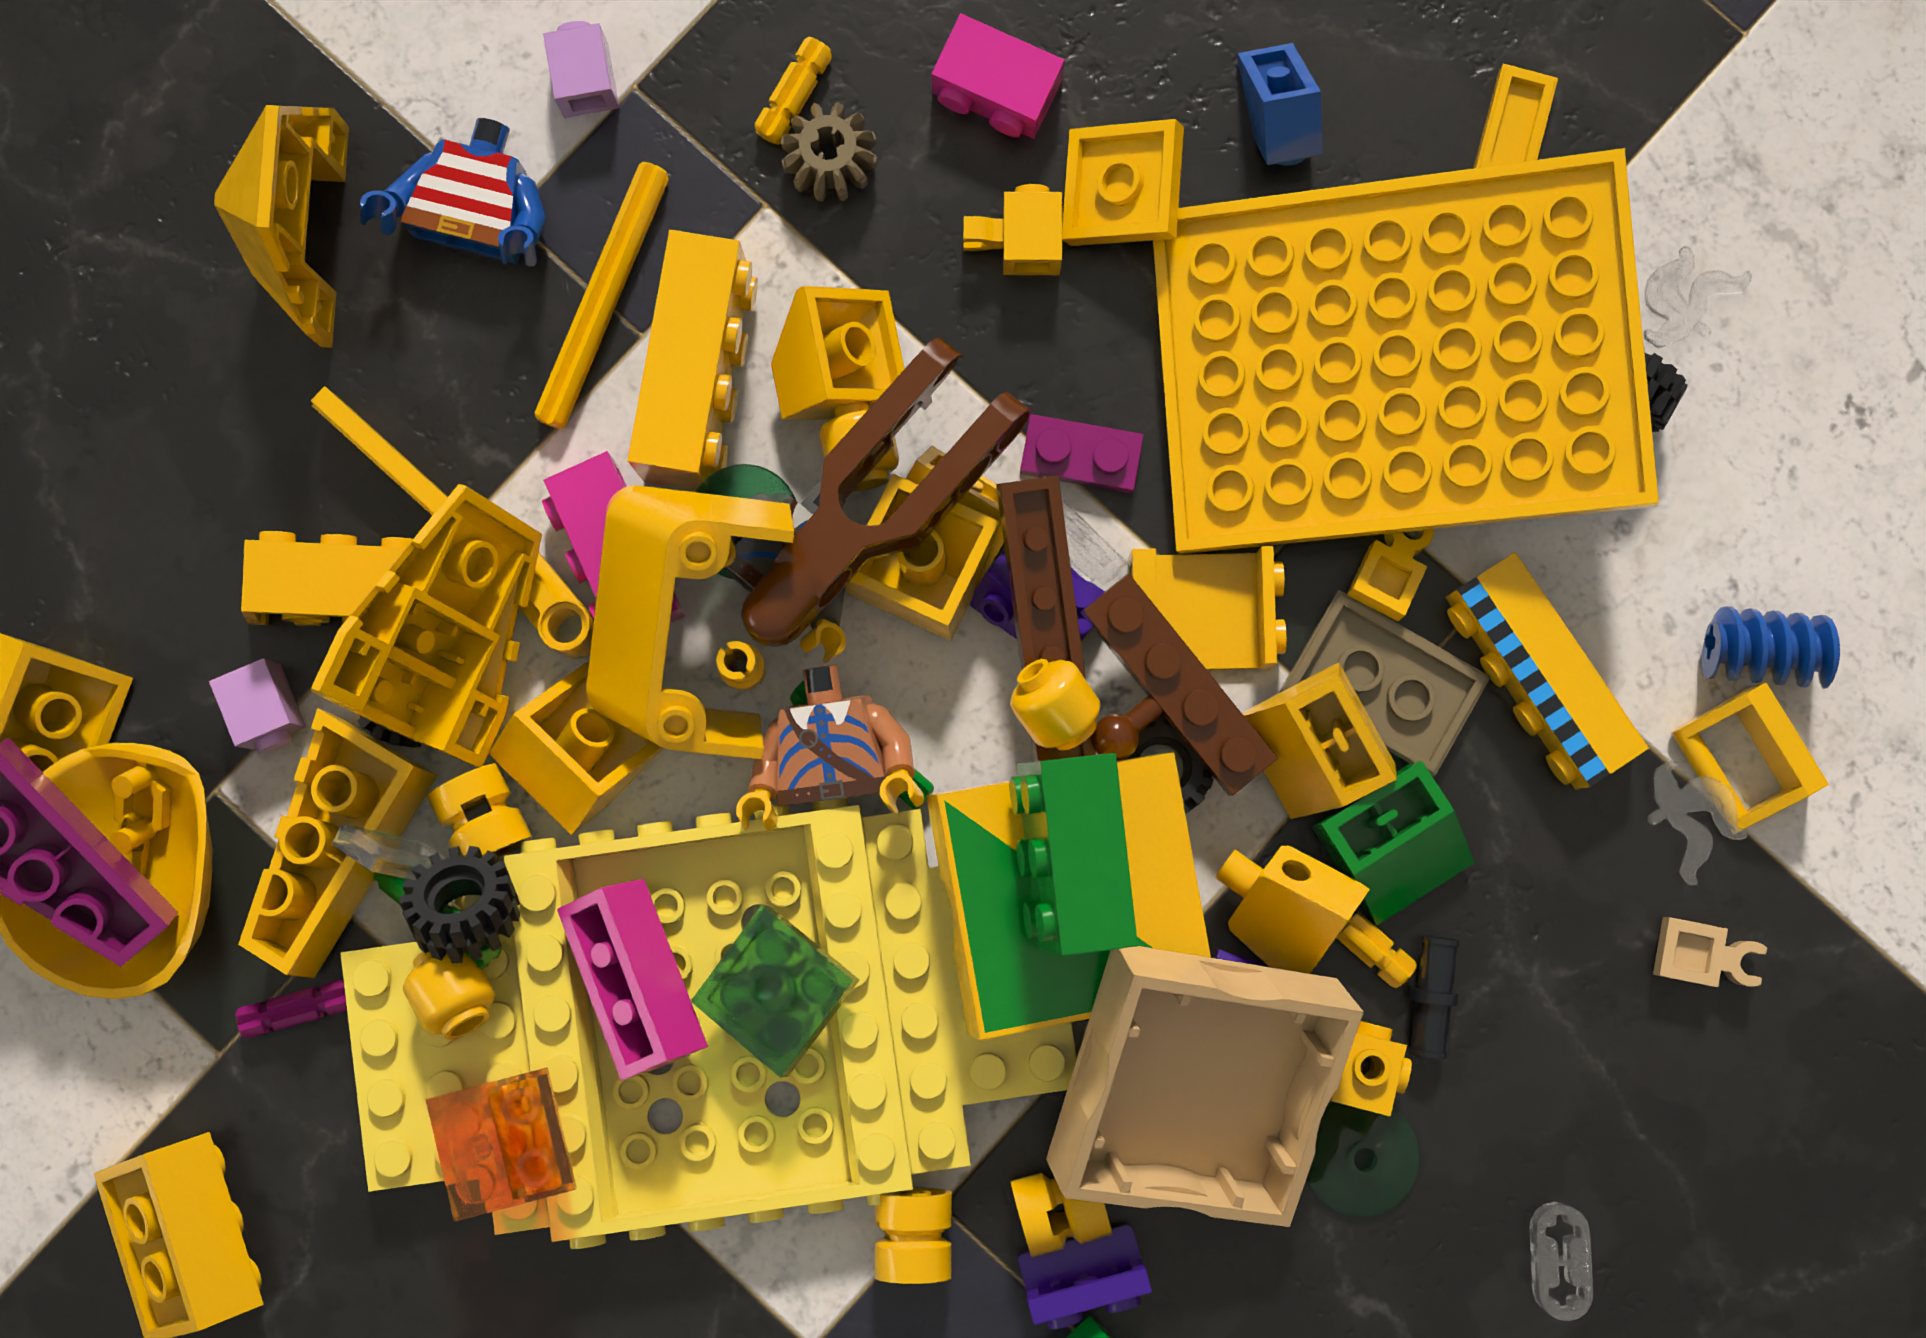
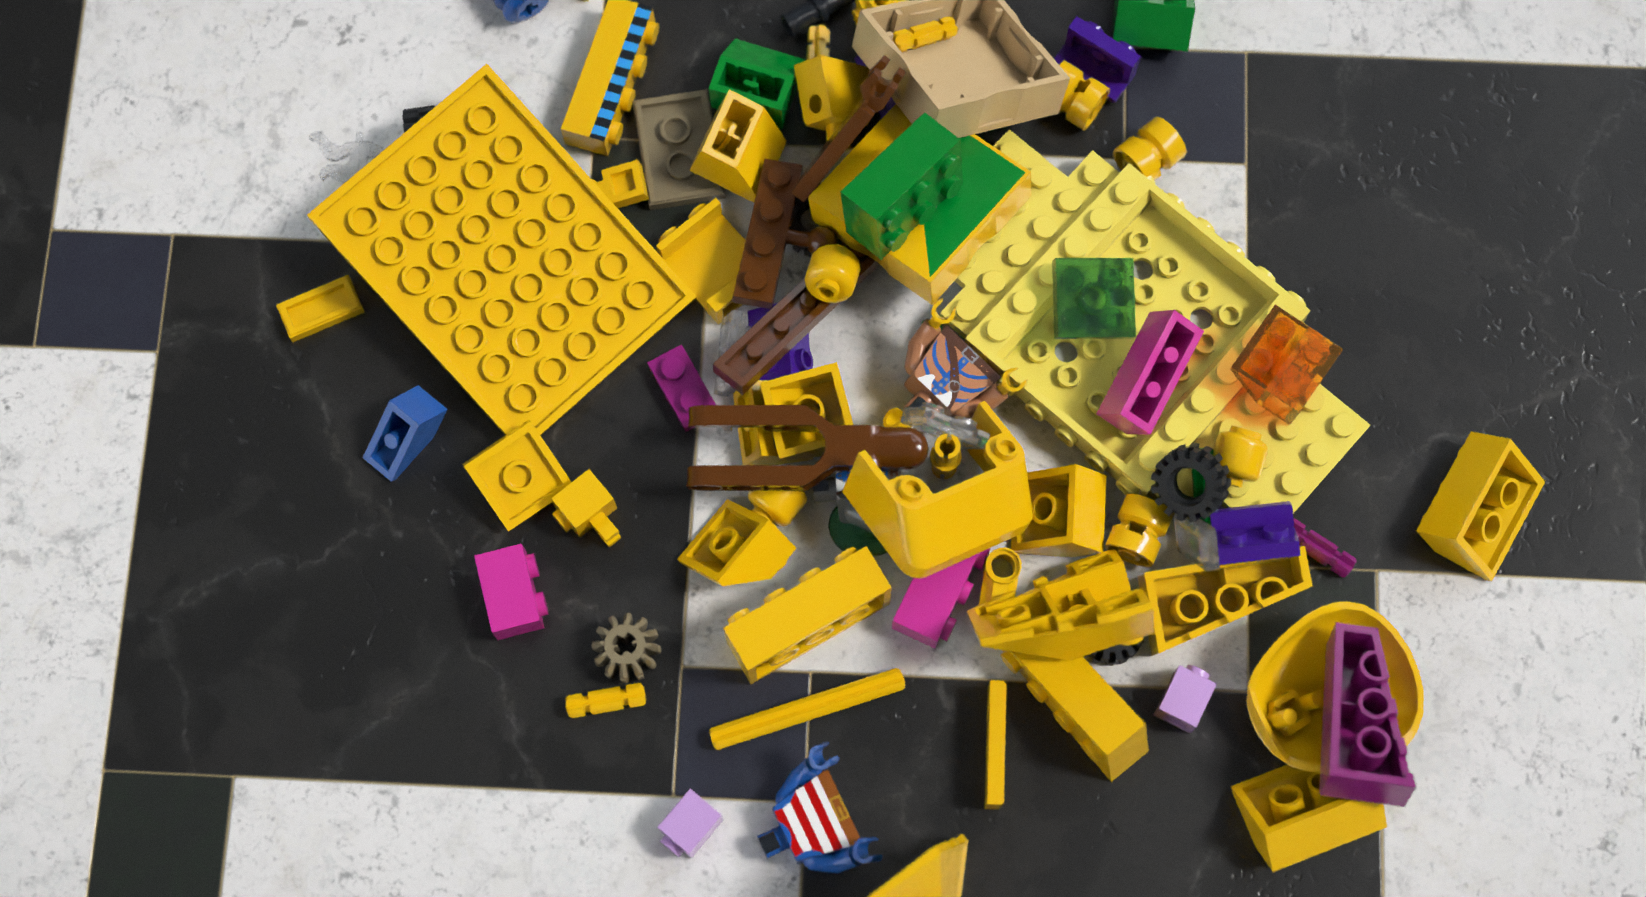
camera: 130 degrees left, 10 degrees down
(344, 929) = (1255, 532): none -> dark purple bracket
(776, 677) = (932, 421): none -> clear plate
(1216, 867) = (875, 95): none -> reddish brown tile
(1281, 1078) = (925, 34): none -> yellow axle

